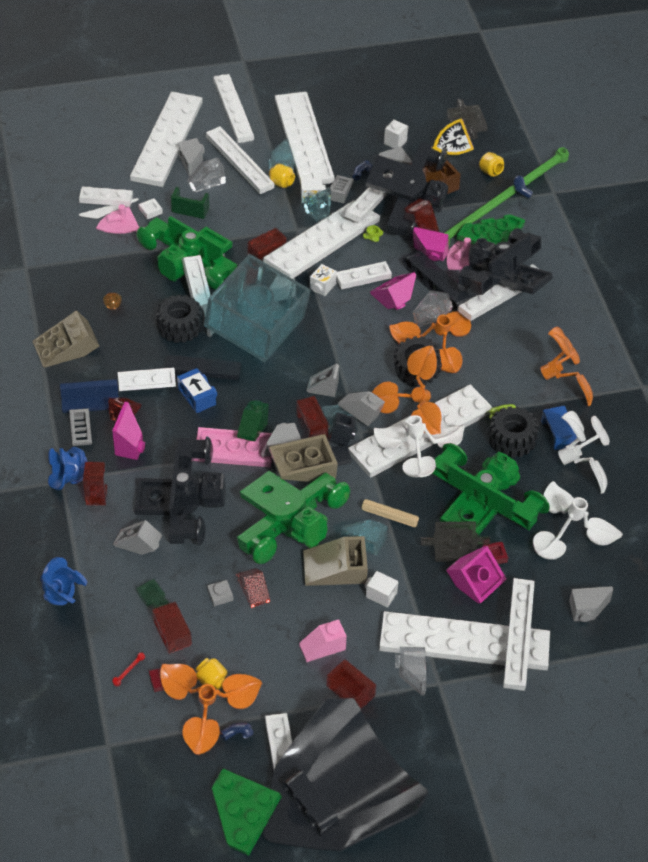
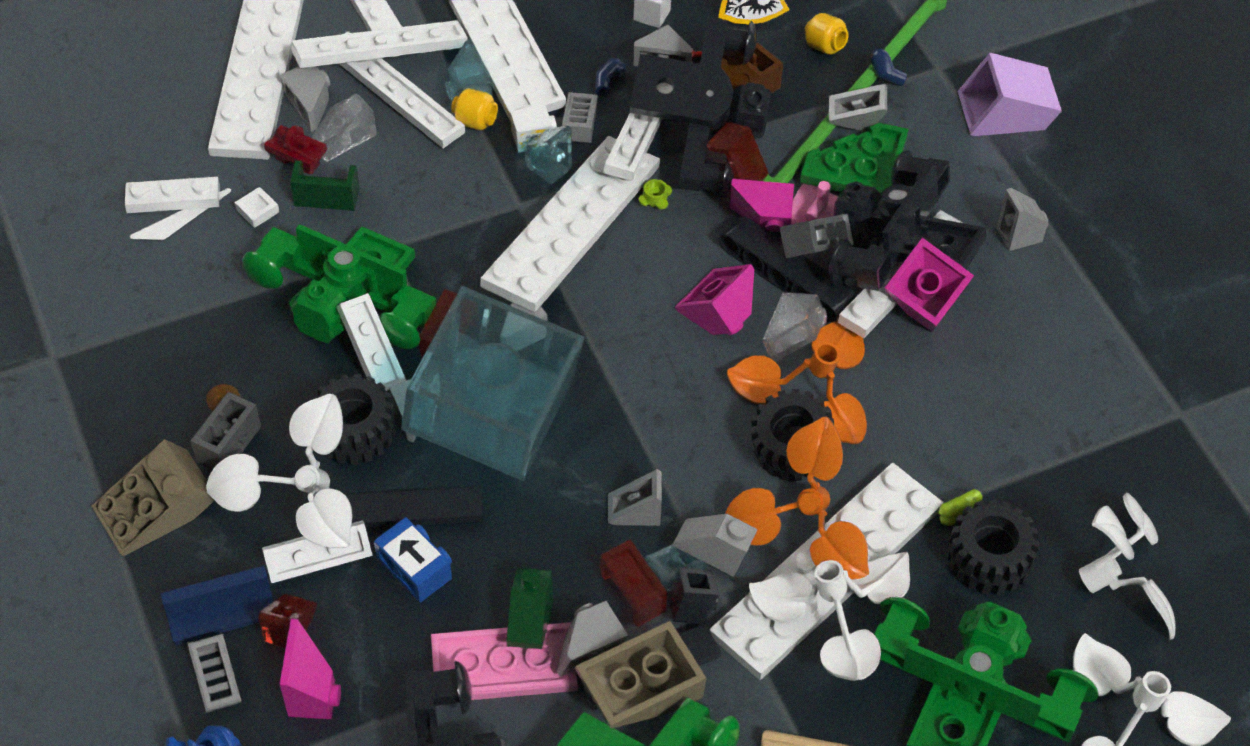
camera: 10 degrees left, 5 degrees up
(110, 315) = (226, 431): none -> dark grey brick
(119, 221) = (205, 240): bright pink shield -> none
(155, 357) = (329, 513): none -> white plant
(175, 179) = (292, 146): none -> dark red hips
(235, 134) = (378, 44): none -> white plate
(266, 243) = (477, 250): clear red panel -> none
(323, 280) = (590, 299): white brick -> none
(363, 275) = (657, 278): white plate -> none
(453, 262) = (815, 235): none -> dark grey brick
(498, 204) = (858, 107): none -> light grey slope
(511, 297) = (927, 284): none -> dark pink slope
(555, 367) = (1031, 405): orange plant -> none
(560, 428) = (1070, 520): blue panel -> none
(576, 274) = (1021, 221): none -> light grey slope
(588, 211) = (1008, 97): none -> lavender slope

